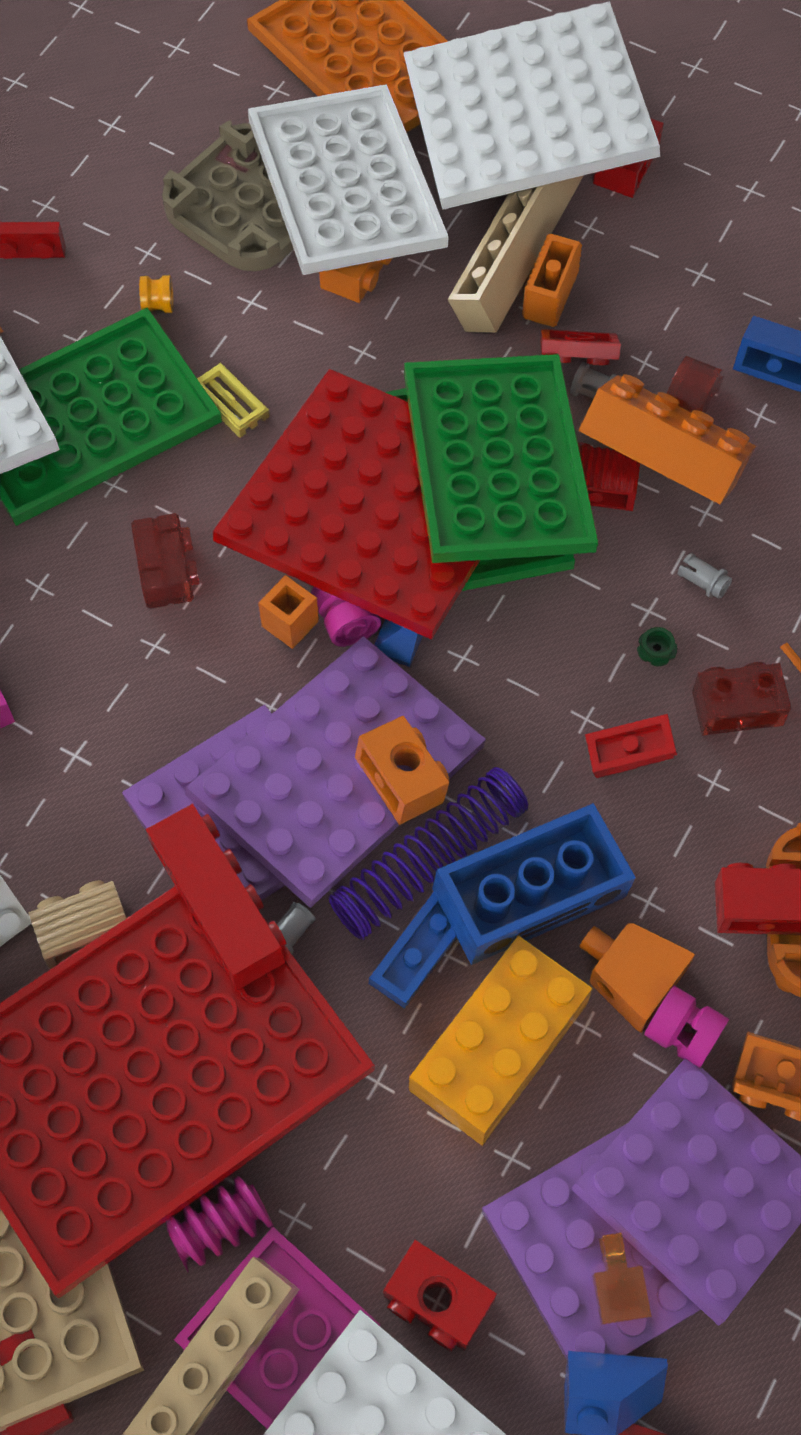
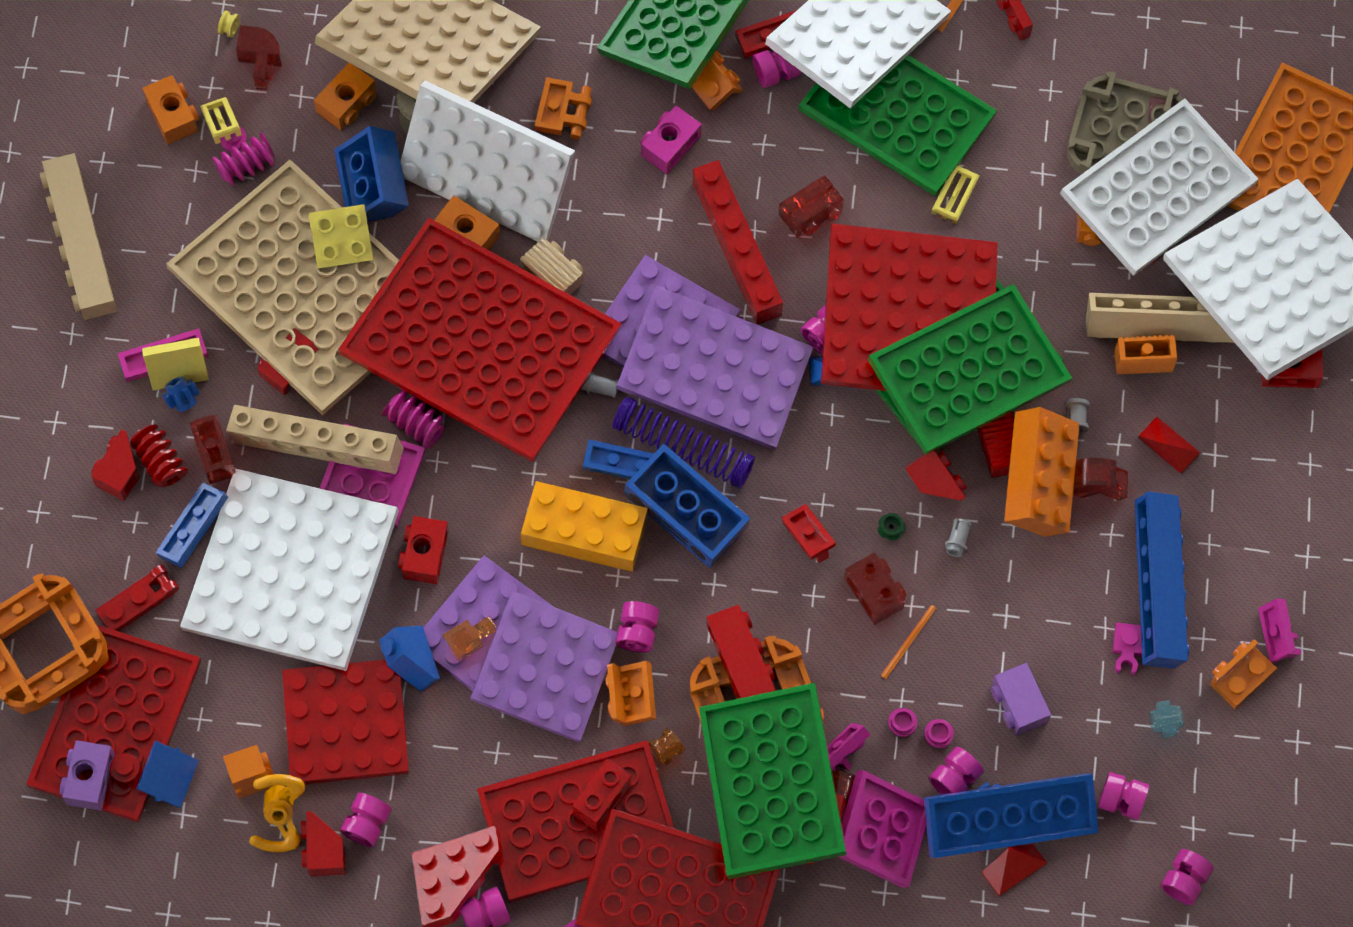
camera: 65 degrees right, 5 degrees up
(156, 293) = (1011, 111): light orange wheel -> none
(166, 666) = (737, 242): none -> red brick
(216, 896) = (592, 329): red brick -> none
(288, 611) = (806, 294): orange brick -> none
(403, 792) = (710, 412): orange brick -> none
(595, 346) = (1098, 391): red plate -> none
(615, 564) = (934, 478): none -> red slope
(635, 970) = (662, 586): orange torso -> none
(668, 312) = (1169, 445): none -> red slope

